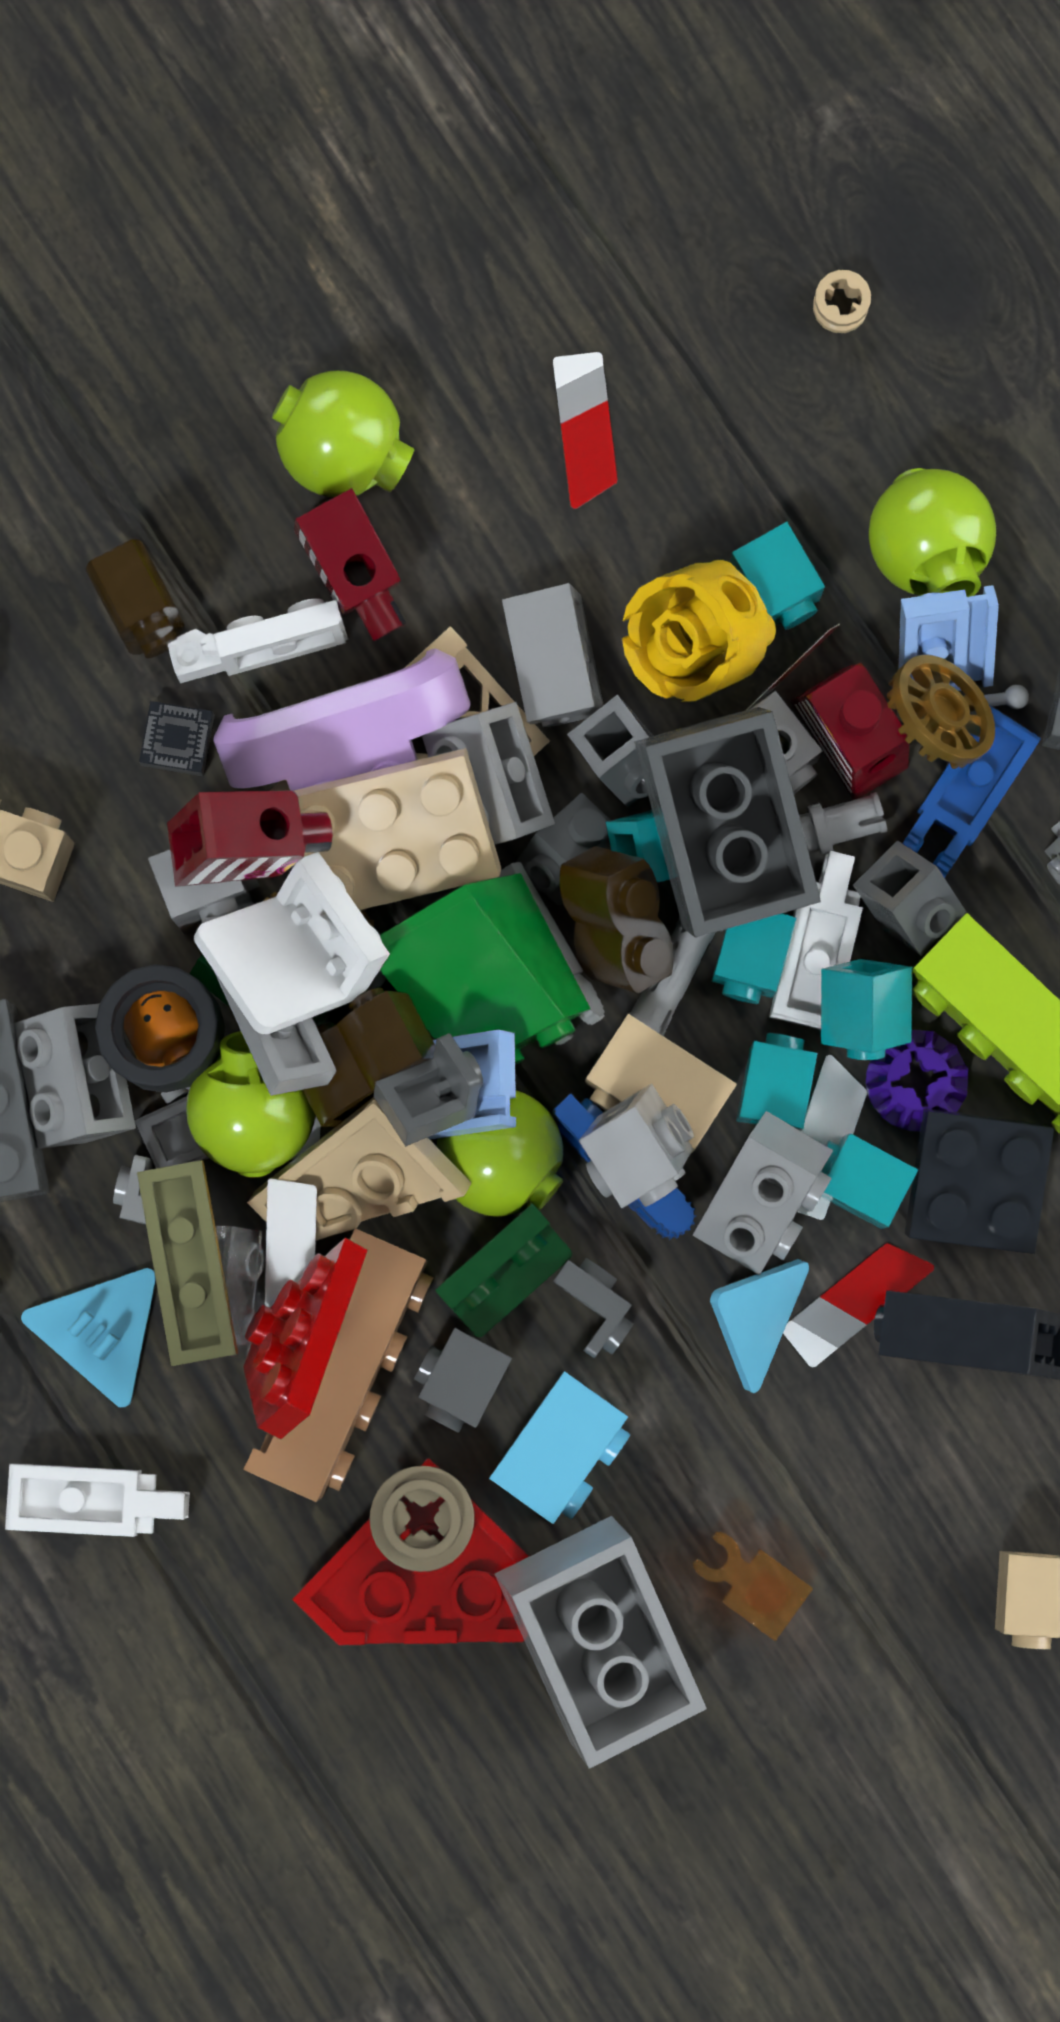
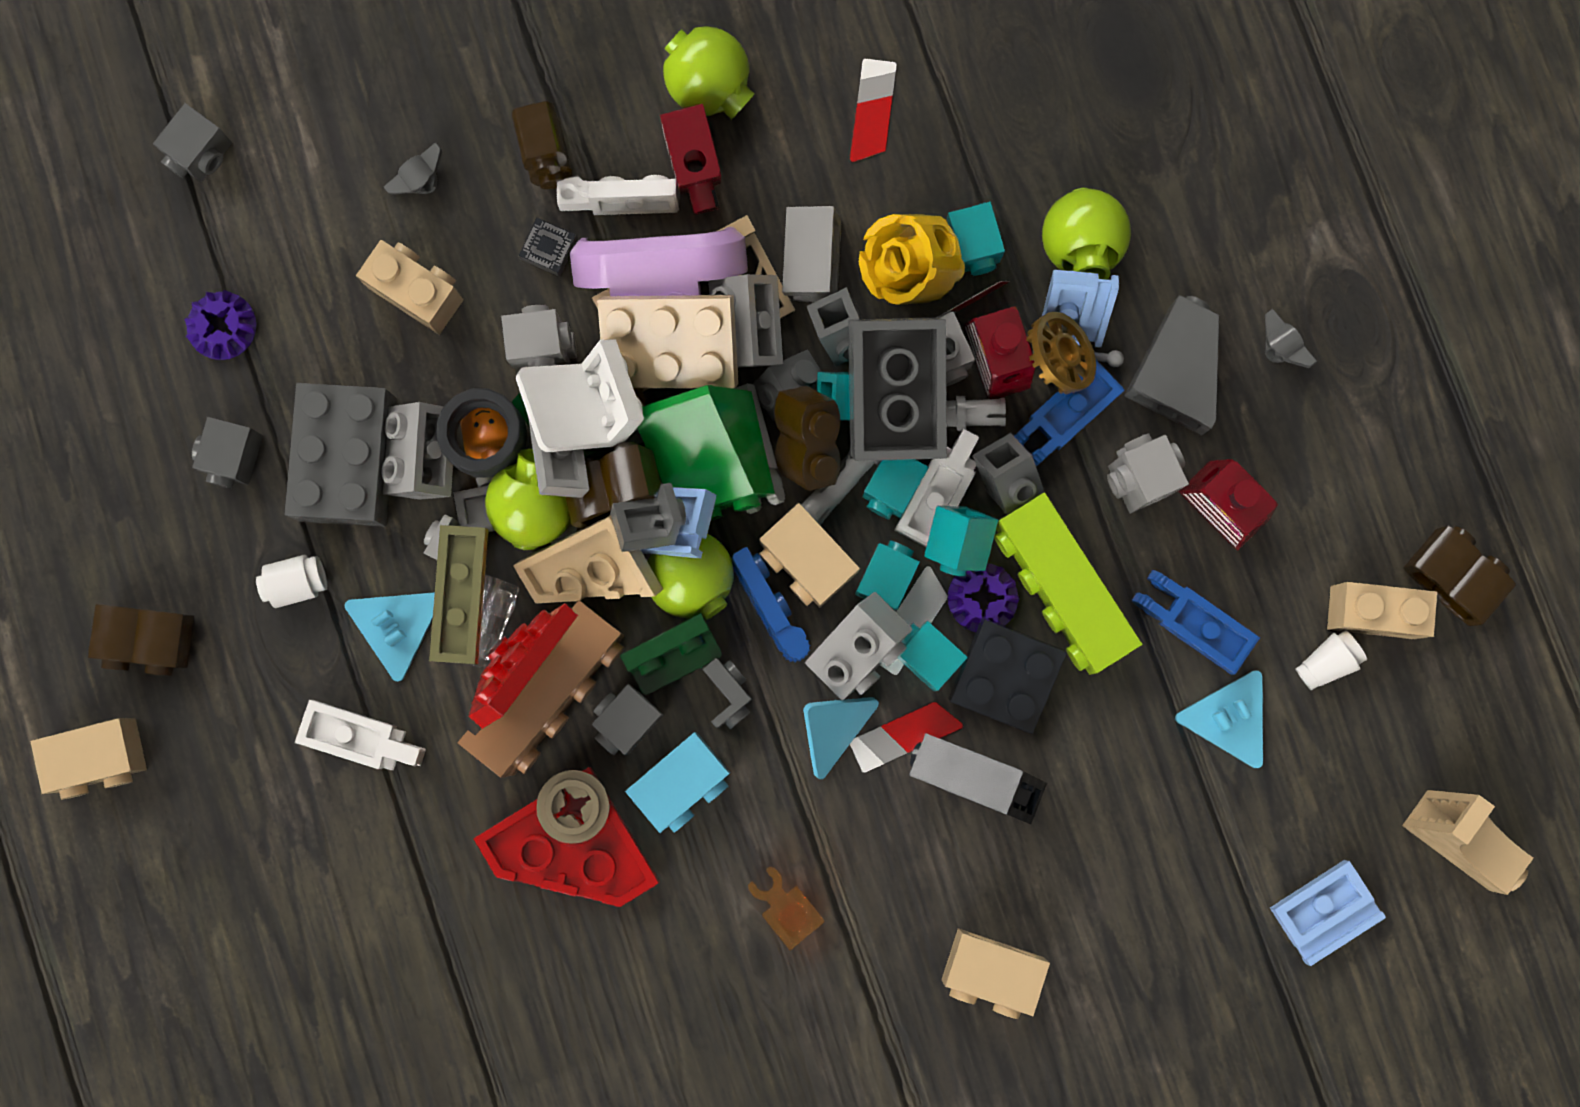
camera: 15 degrees right, 0 degrees up
(243, 836) = (566, 314): dark red torso -> none
(288, 1234) = (535, 590): white sticker -> none
(601, 1641) = (671, 921): light grey brick -> none
(638, 1148) = (779, 594): light grey brick -> none
(854, 287) = (1054, 74): tan bush -> none

